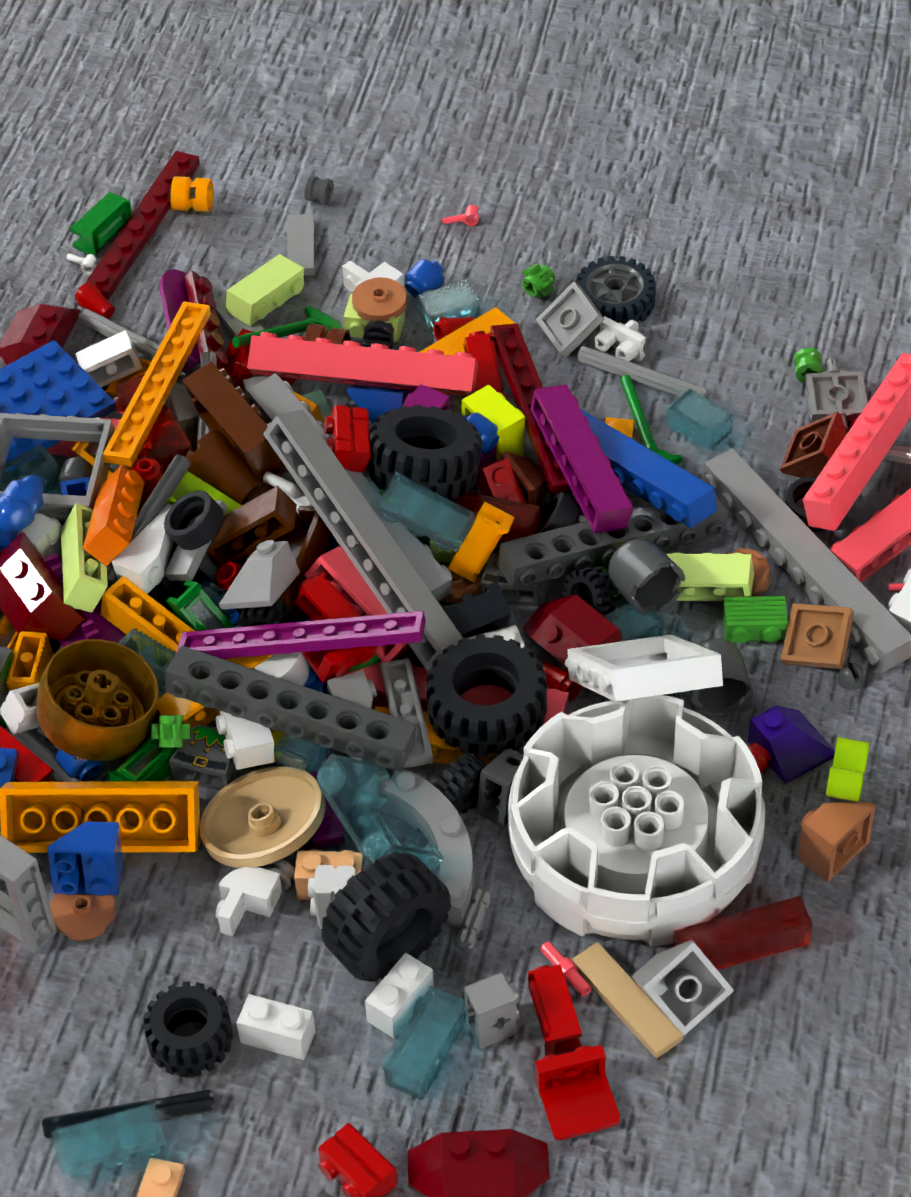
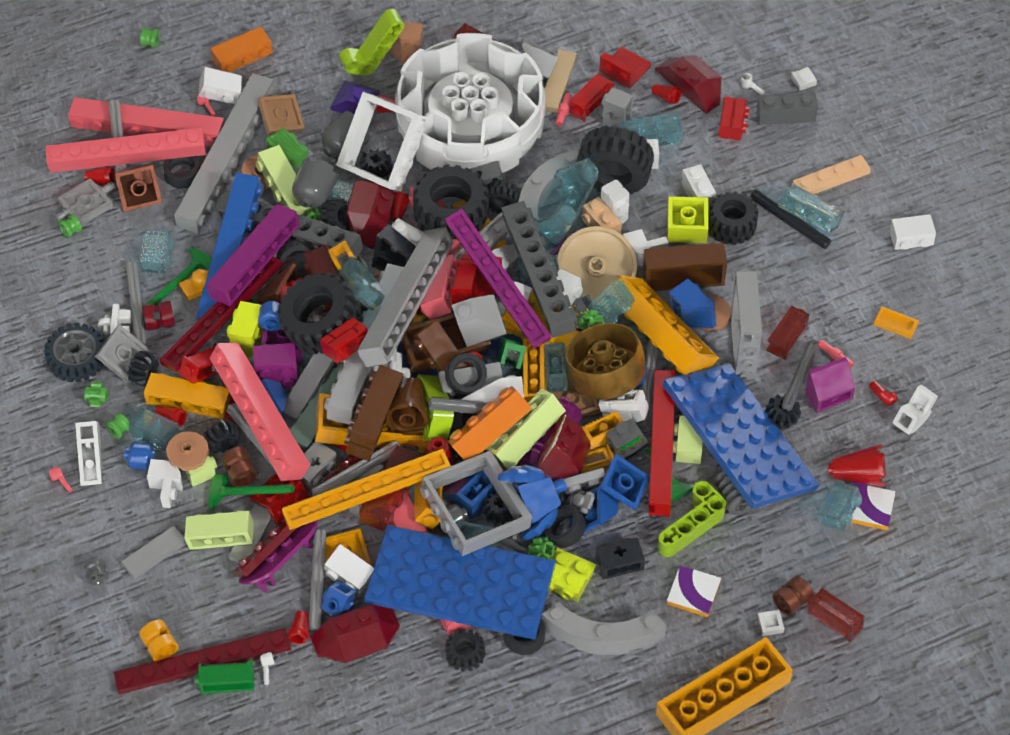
camera: 130 degrees left, 5 degrees up
(83, 325) = (338, 599): none -> blue brick
(161, 906) = (673, 265): none -> reddish brown piece
(172, 765) = (613, 302): none -> clear light blue brick
(235, 966) = (687, 219): none -> neon yellow brick
(473, 245) = (89, 452): none -> white slope
(481, 279) = (118, 425): none -> bright green wheel
(481, 1115) = (669, 94): none -> red cone
(533, 324) = (141, 367): none -> black gear
(597, 375) = (166, 315): none -> dark red wheel

